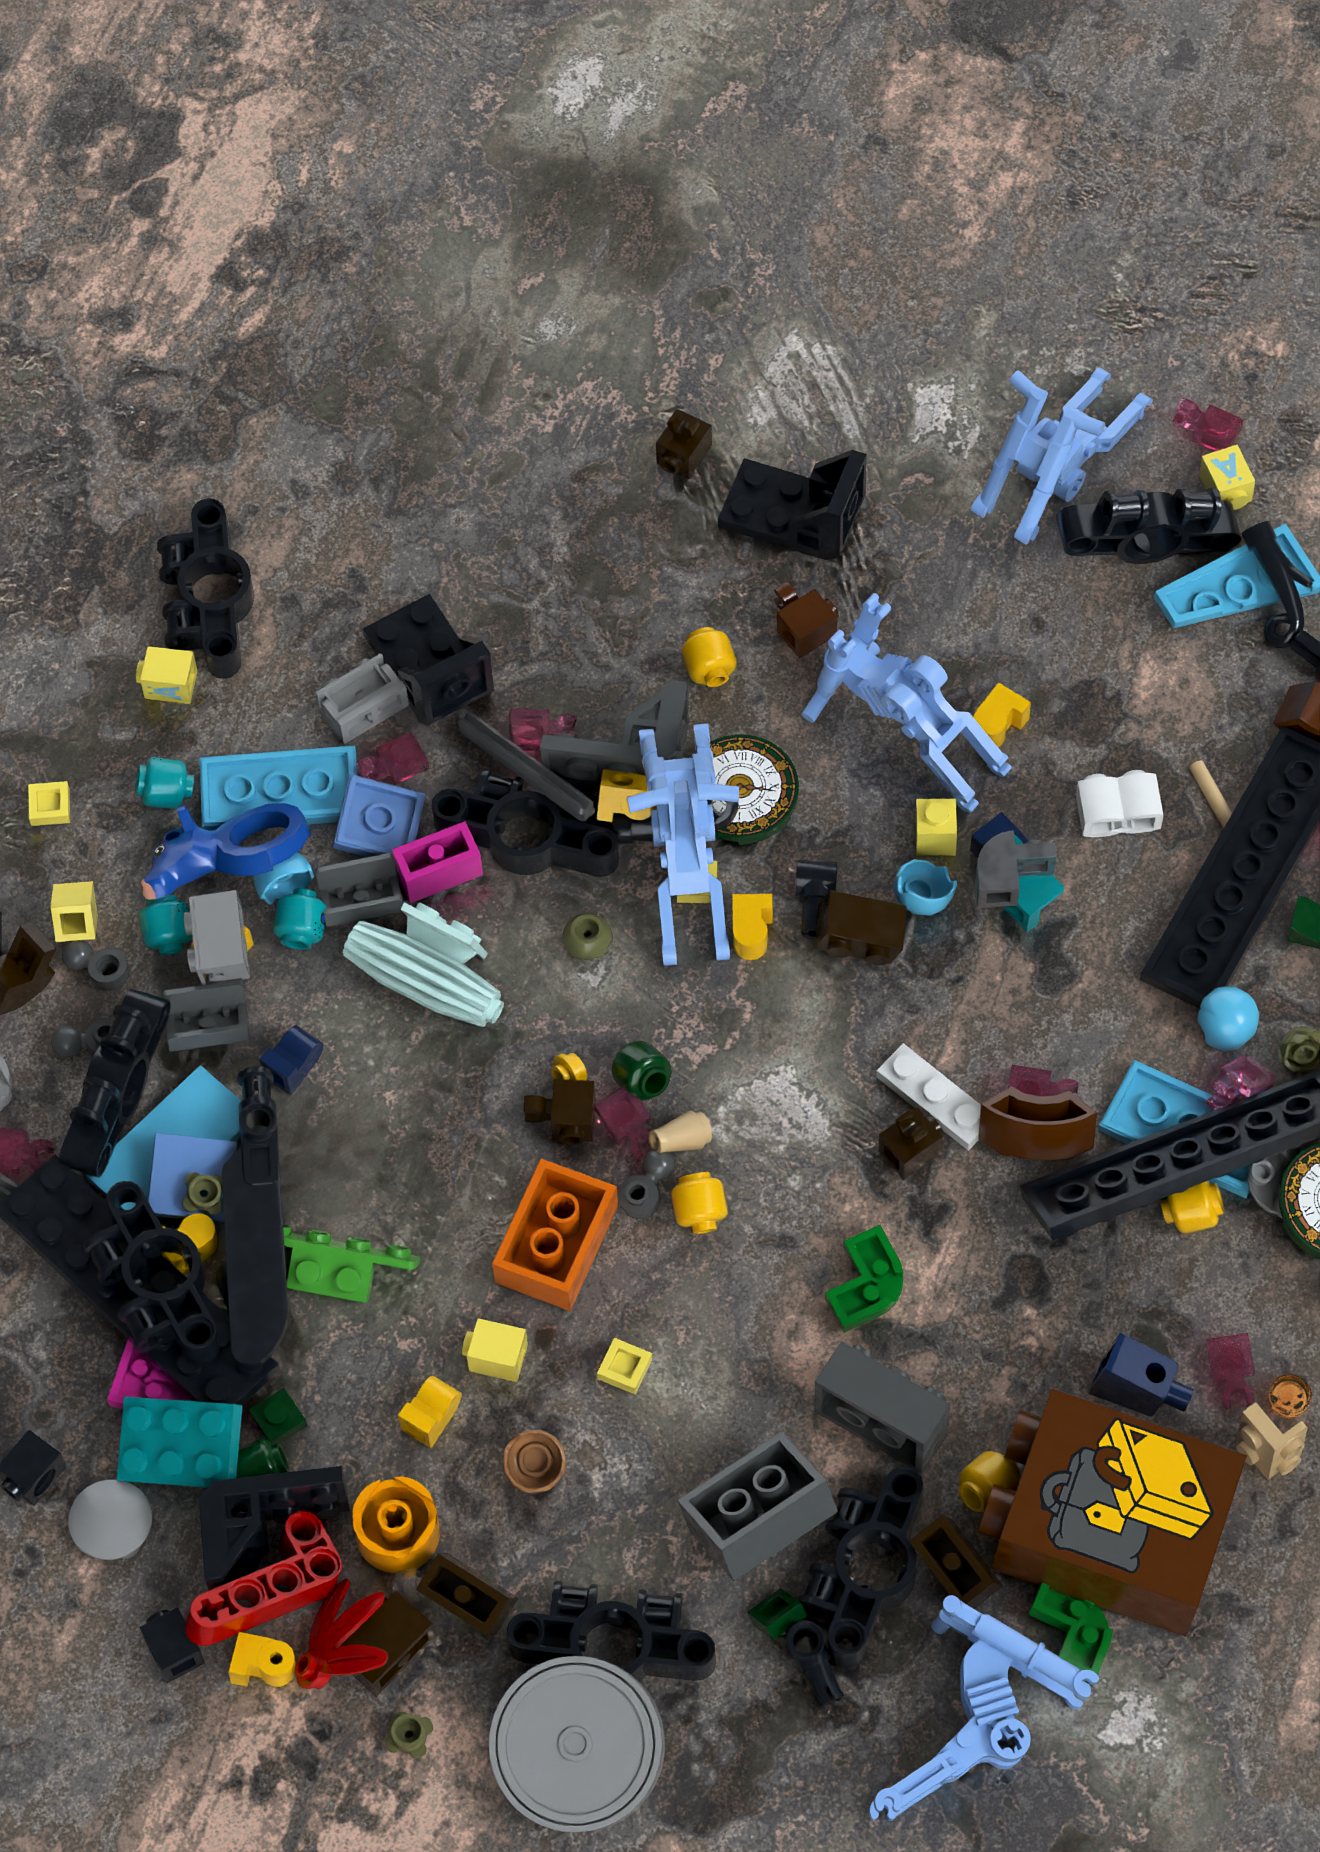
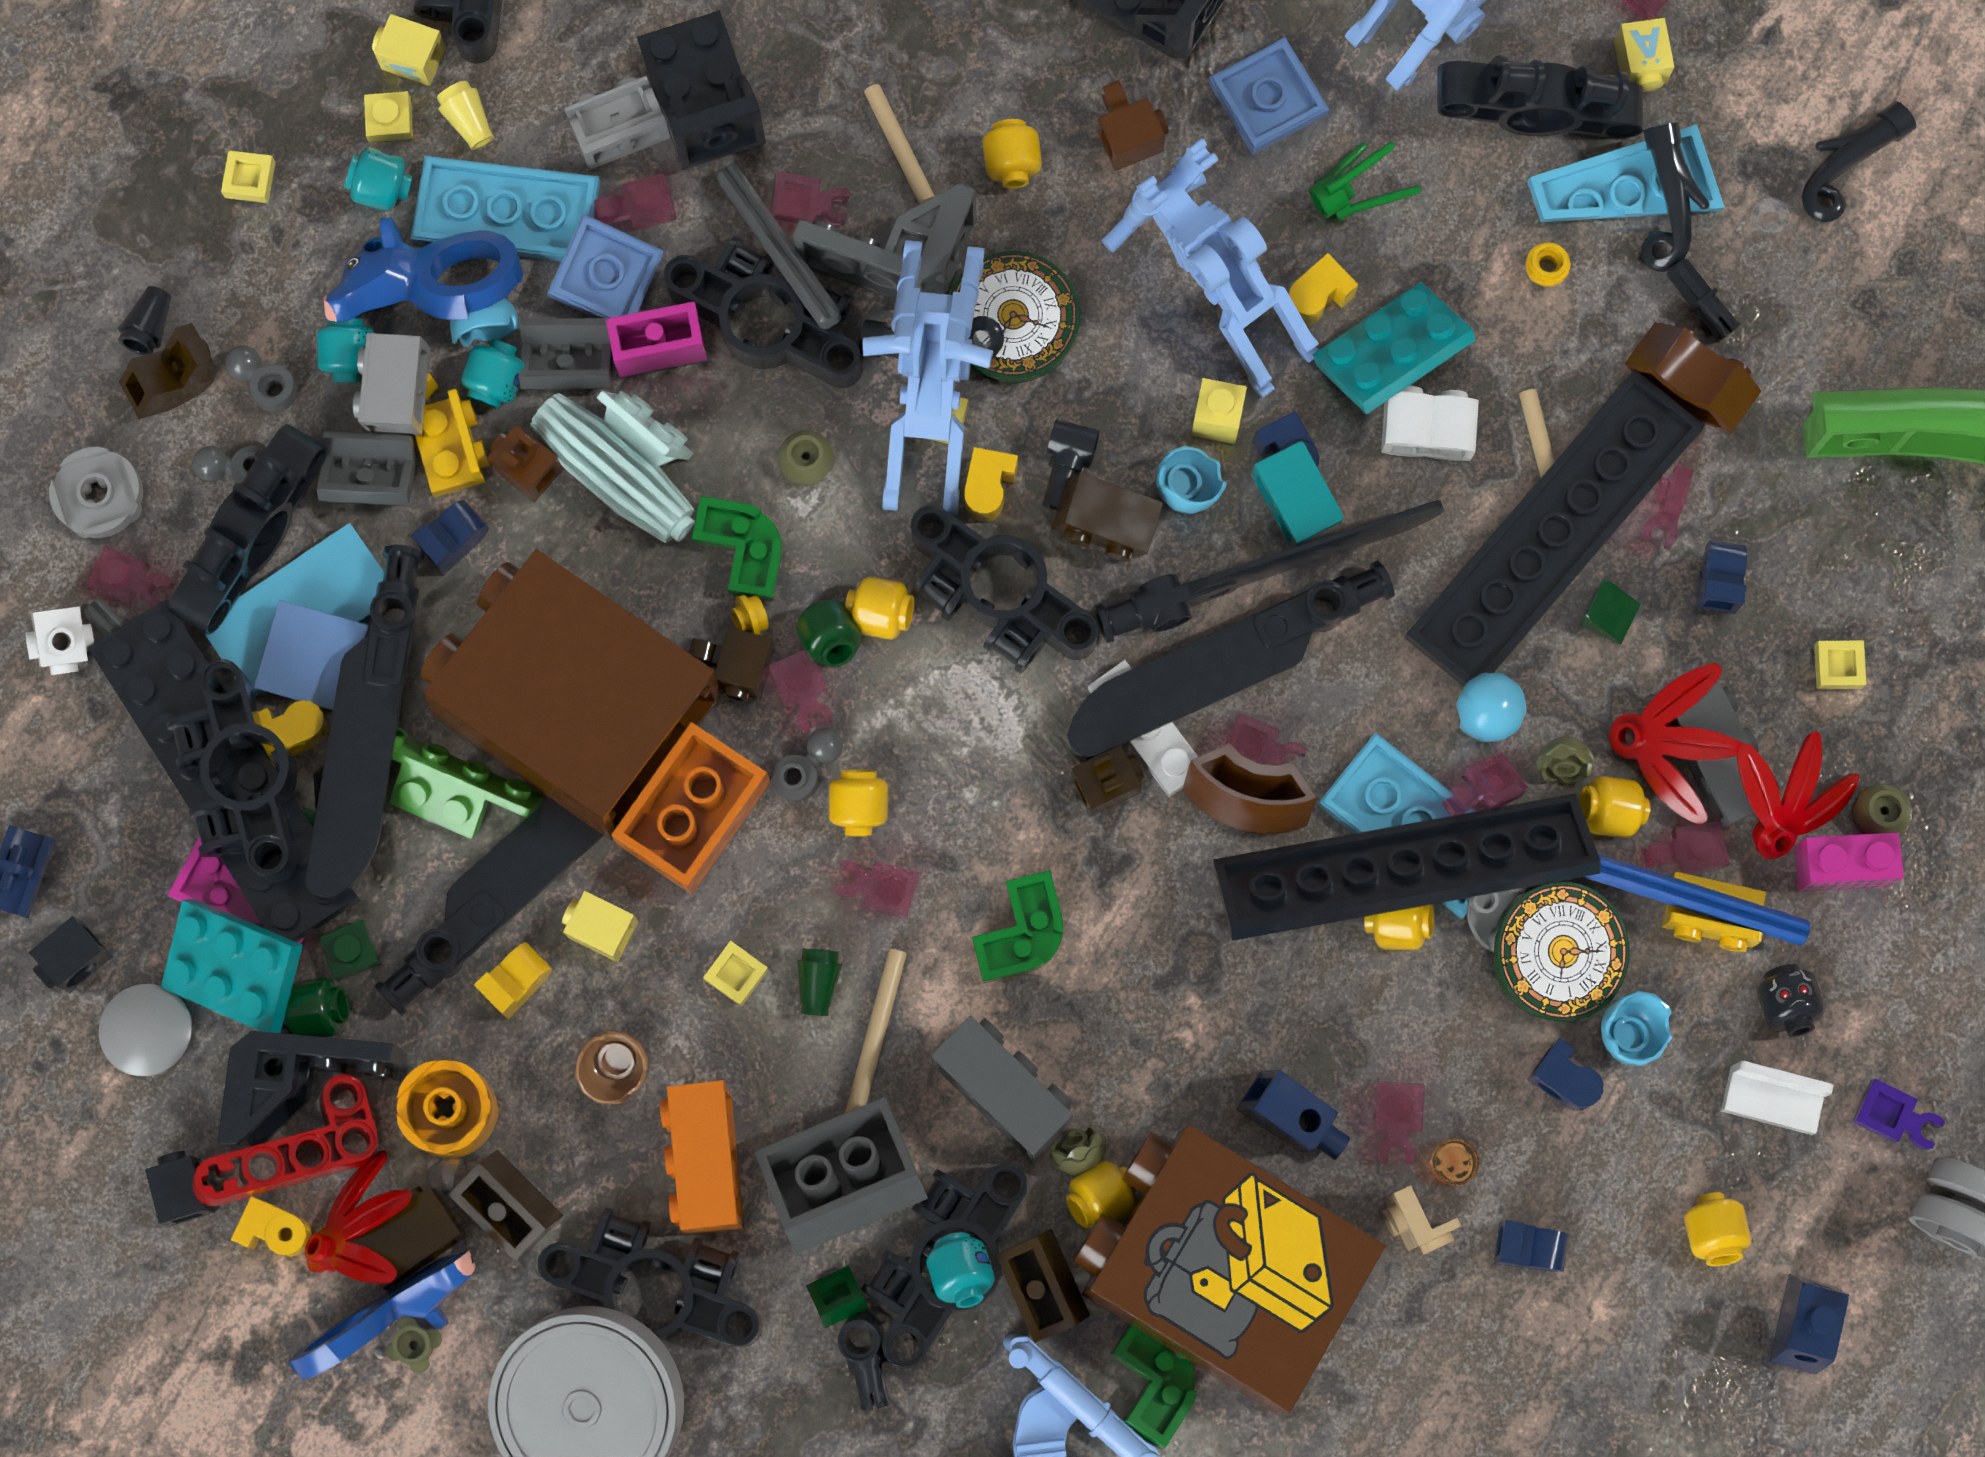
camera: 10 degrees right, 15 degrees up
(74, 911) = (246, 314): light yellow brick -> none
(160, 733) = (388, 116): none -> light yellow plate
(197, 1183) = (307, 687): olive plate -> none
(227, 716) = (465, 113): none -> light yellow cone
(274, 987) = (448, 446): none -> yellow bracket
(343, 985) = (524, 462): none -> reddish brown brick
(404, 1686) = (415, 1297): none -> blue animal
(416, 1317) = (492, 896): none -> black piece
(426, 1156) = (567, 689): none -> reddish brown brick
(548, 1004) = (752, 537): none -> green plate
(606, 668) = (899, 143): none -> tan bar
(613, 795) = (871, 304): yellow leg -> none
(633, 1517) = (702, 1158): none -> orange brick
(682, 1040) = (881, 607): none -> yellow head
(684, 1133) = (858, 717): tan cone -> none
(697, 1356) = (817, 980): none -> dark green cone
(740, 1270) = (885, 889): none -> clear pink plate
(759, 1383) = (876, 1029): none -> tan bar
(801, 1038) = (1017, 632): none -> black piece
(881, 1558) = (960, 1270): none -> teal head
(916, 573) = (1268, 96): none -> medium blue tile
(929, 990) = (1166, 603): none -> black piece
(960, 1450) = (1078, 1150): none -> olive plate
(987, 1026) = (1217, 664): none -> black piece
(992, 635) = (1334, 191): none -> green plant
(1002, 863) = (1276, 480): flat silver brick -> none
(1073, 747) = (1394, 347): none -> teal plate
(1191, 650) = (1552, 253): none -> yellow plate

